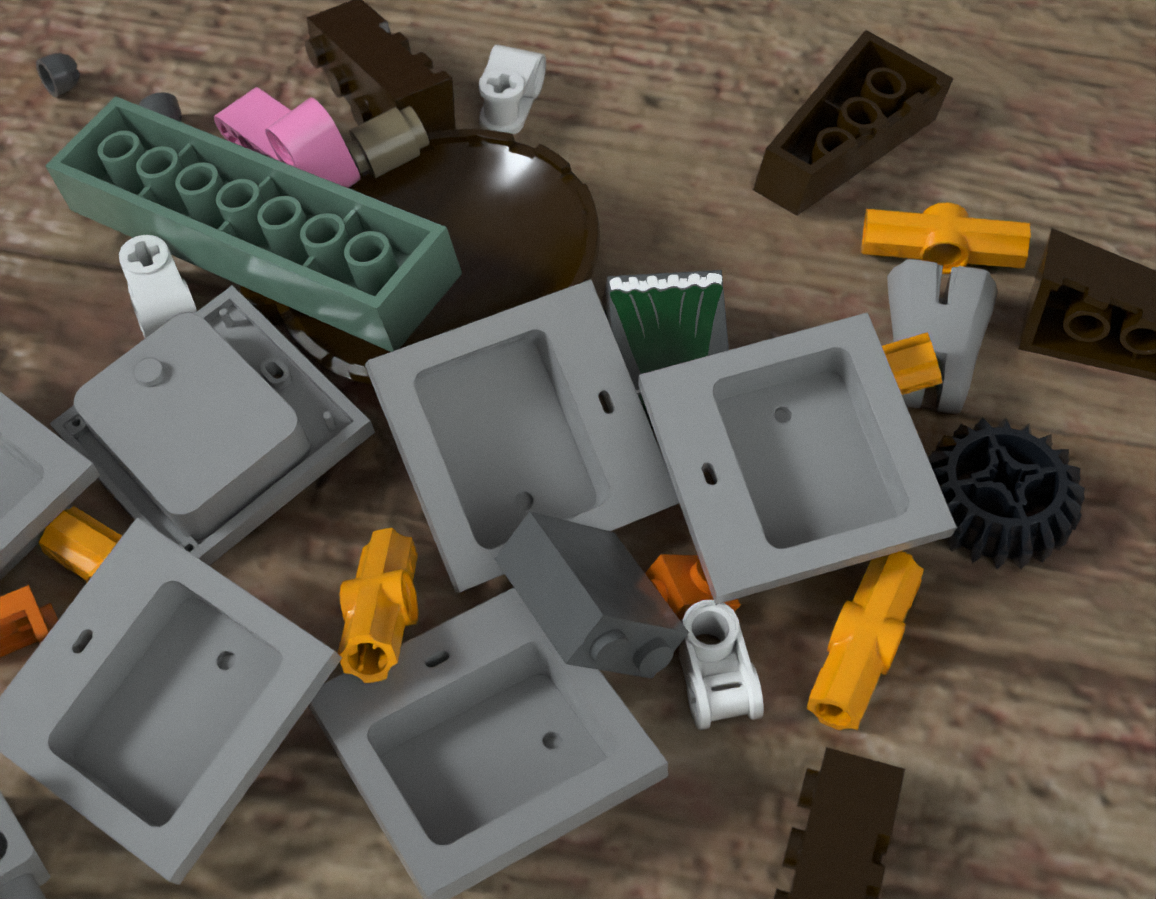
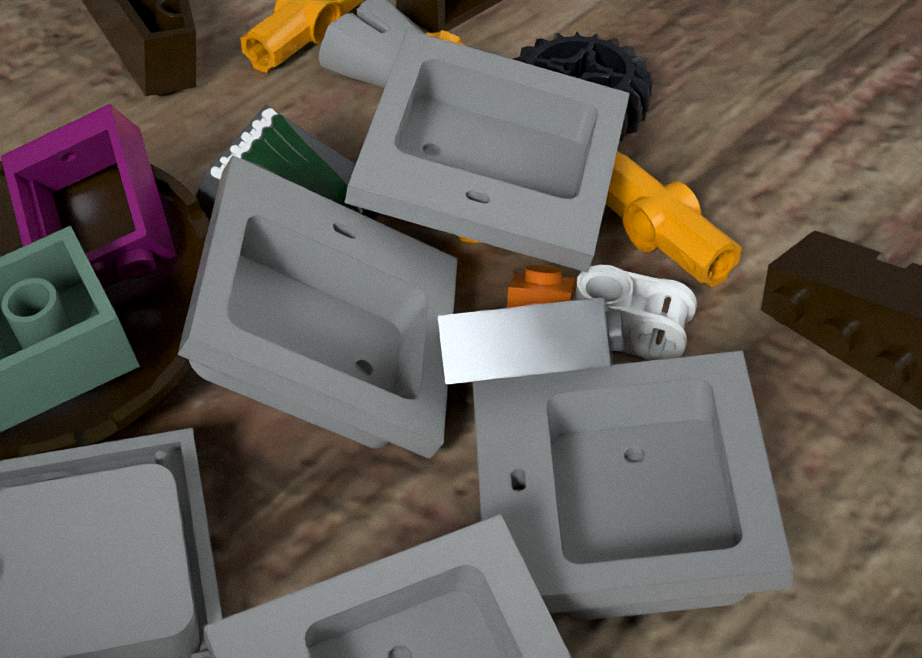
camera: 60 degrees left, 10 degrees down
(378, 606) = (420, 497): light orange piece -> none
(548, 242) = (73, 154): none -> magenta window

